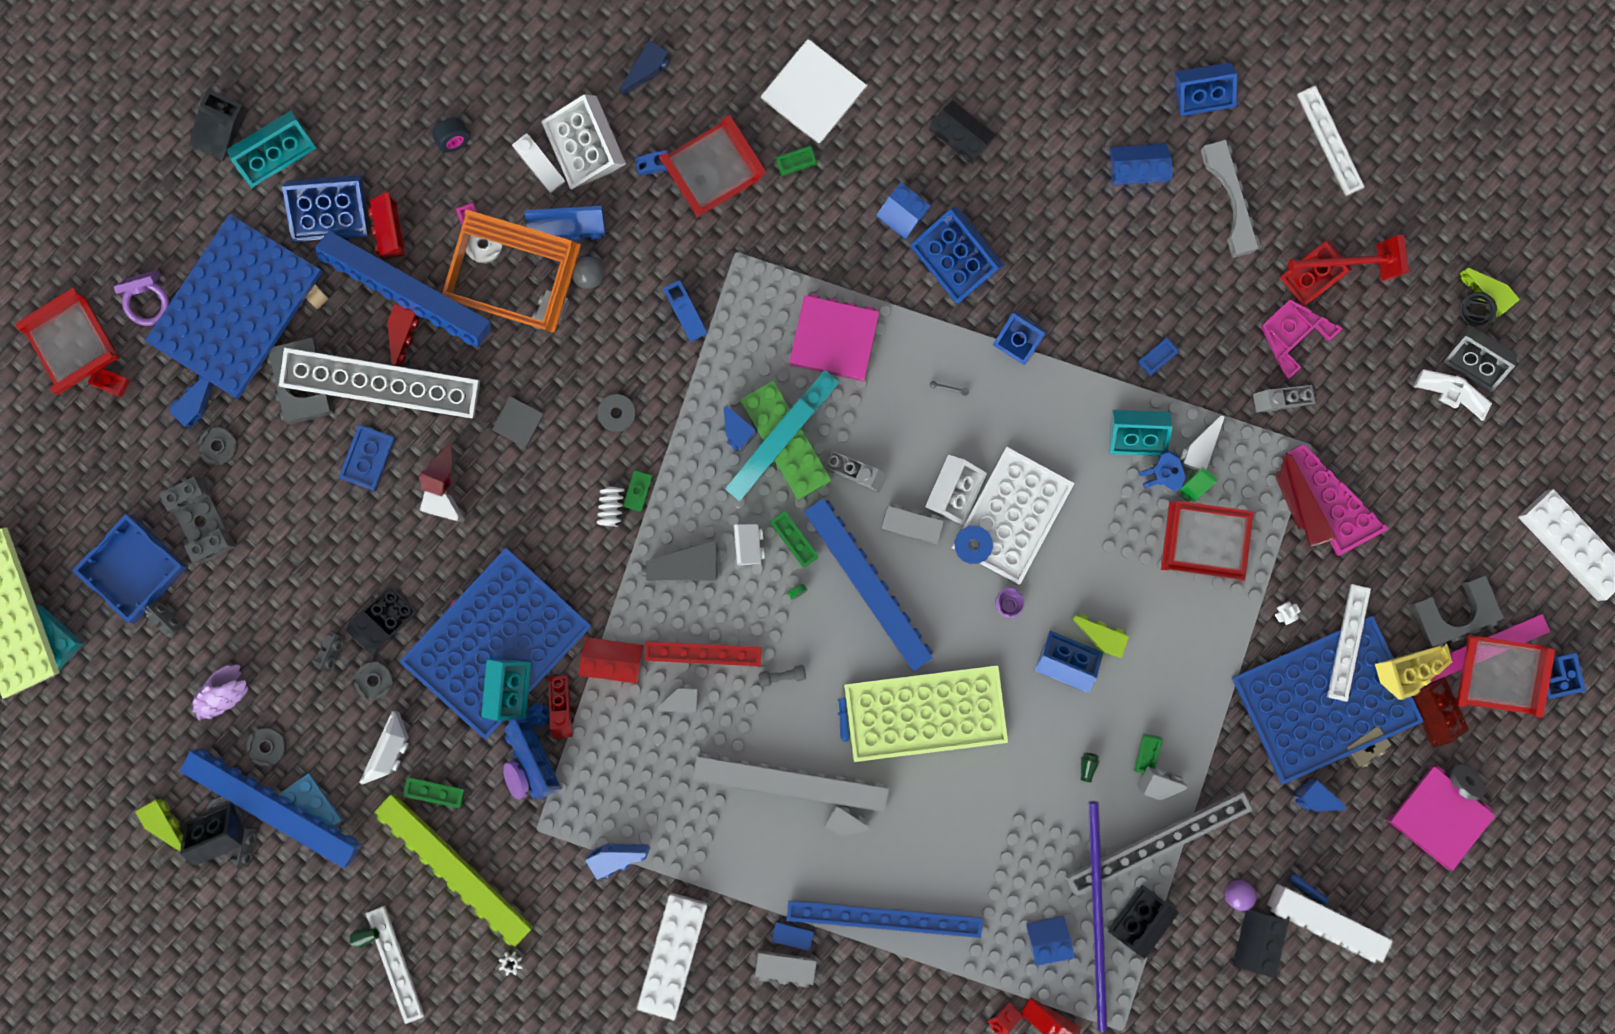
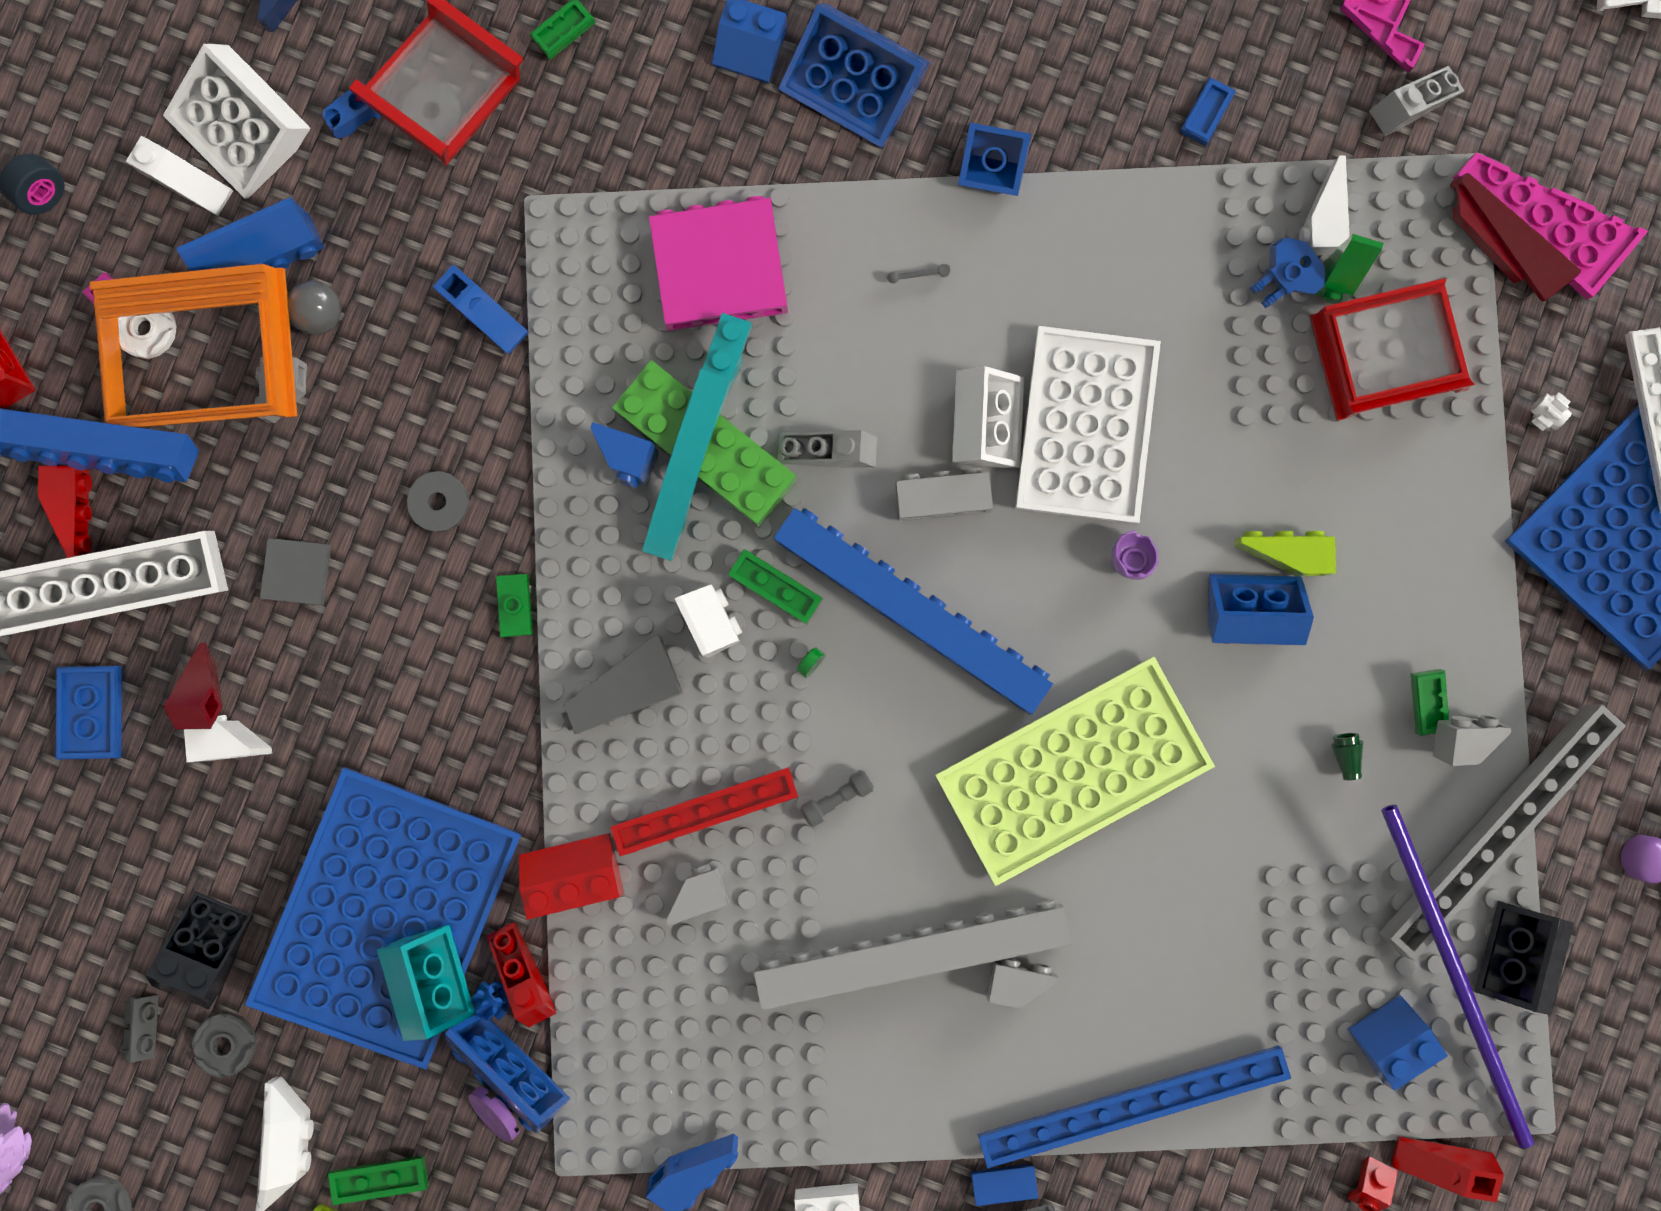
camera: 15 degrees left, 0 degrees up
(610, 506) = (480, 644): white piece -> none
(844, 725) = (957, 833): blue piece -> none
(973, 556) = (1047, 471): blue tile -> none
(1140, 432) = (1228, 228): teal slope -> none

